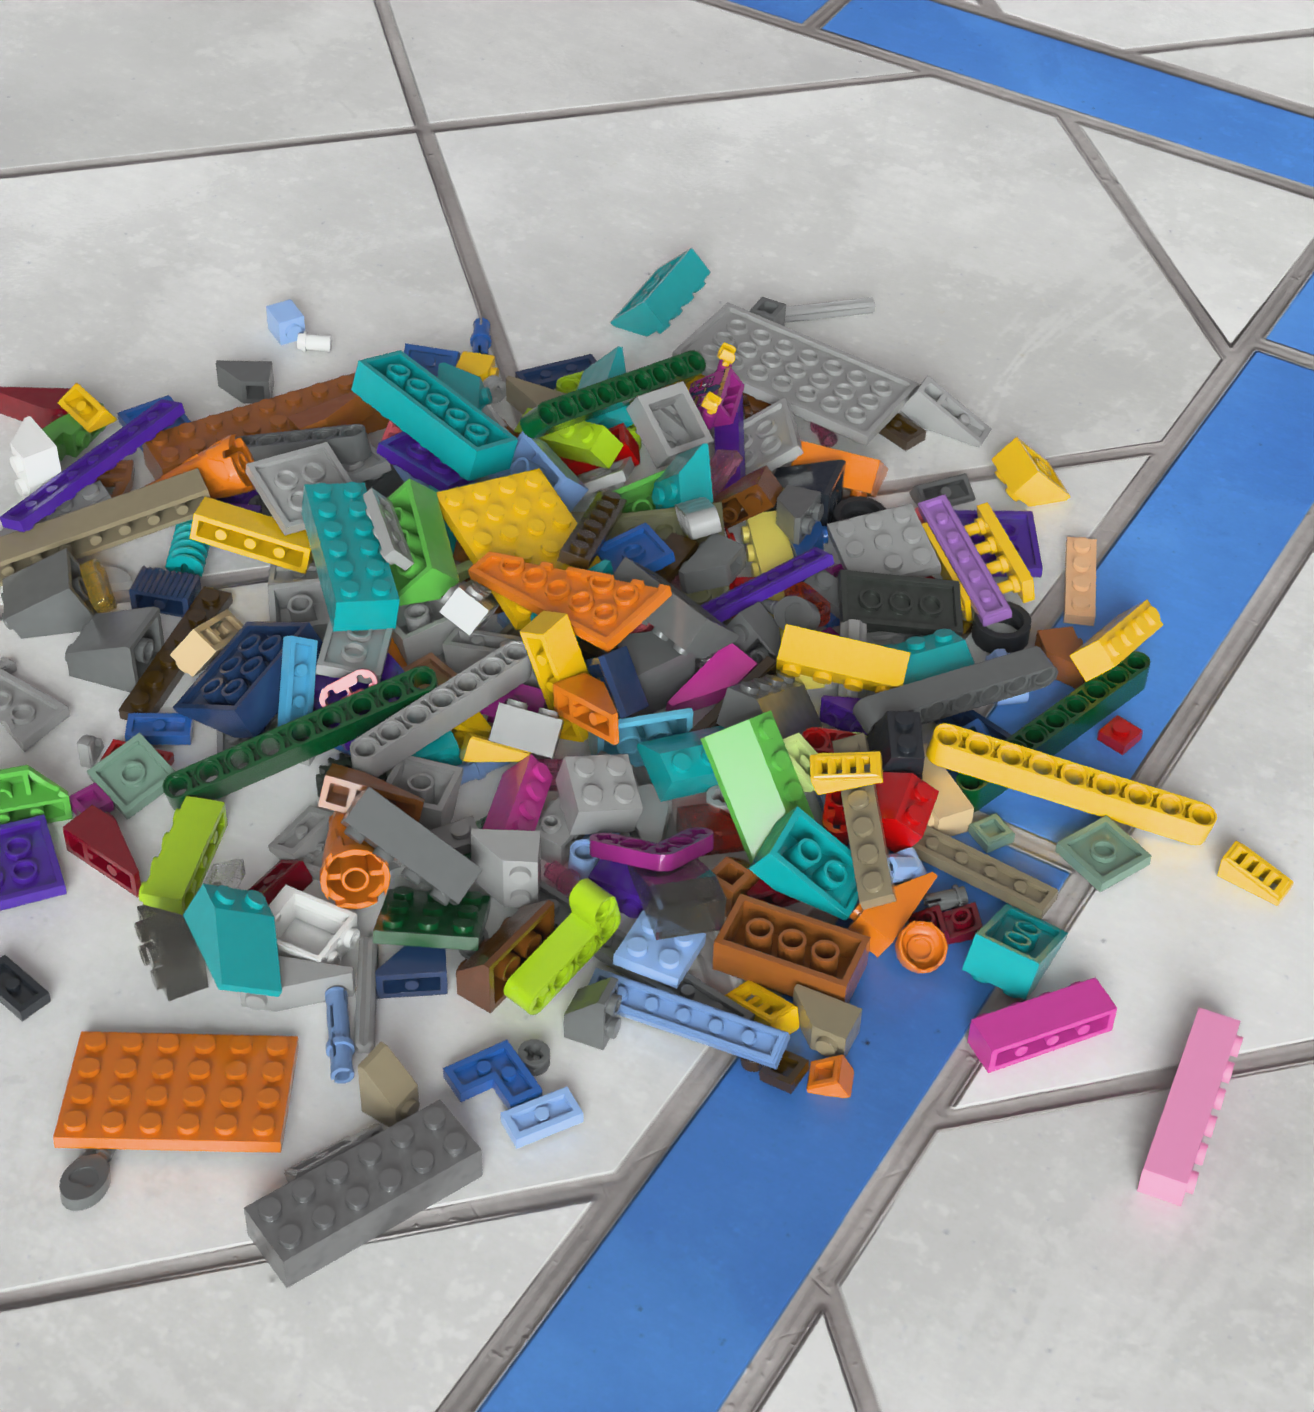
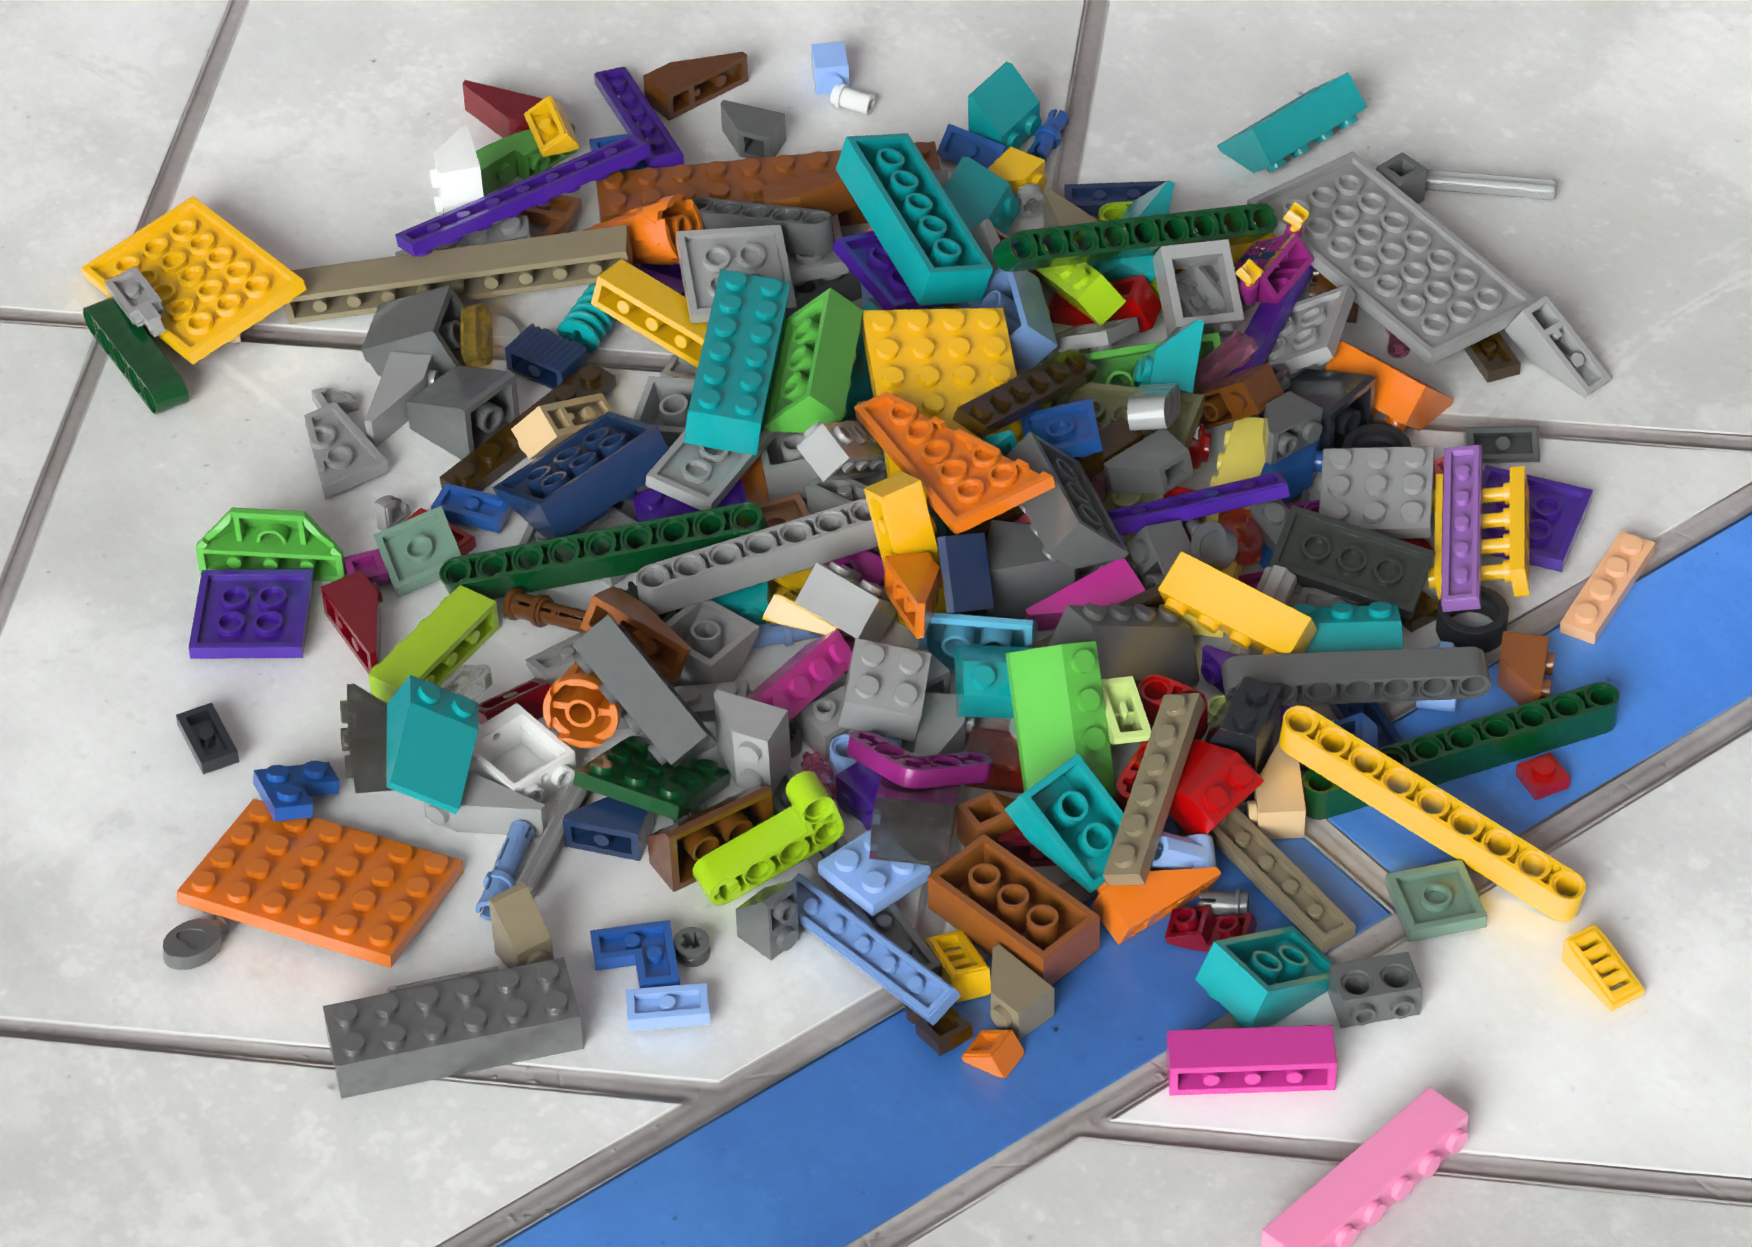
camera: 25 degrees right, 0 degrees up
(51, 637) = (401, 379): none -> light grey slope
(114, 1012) = (288, 788): none -> blue plate
(149, 386) = (638, 116): none -> dark purple tile
(179, 354) = (693, 82): none -> reddish brown slope
(264, 800) = (541, 610): none -> reddish brown pin
(297, 678) = (622, 484): dark azure plate -> none
(345, 683) = (670, 503): beam -> none
(387, 529) = (784, 341): light grey plate -> none
(444, 323) = (1004, 108): none -> teal slope
(844, 761) = (1130, 717): yellow slope -> none
(921, 947) = (1161, 943): orange hair -> none
(991, 833) = (1323, 846): sand green tile -> none
(1028, 475) = (1618, 446): yellow slope -> none
(1102, 939) = (1374, 989): none -> dark grey brick
(1116, 640) = (1587, 664): yellow brick -> none

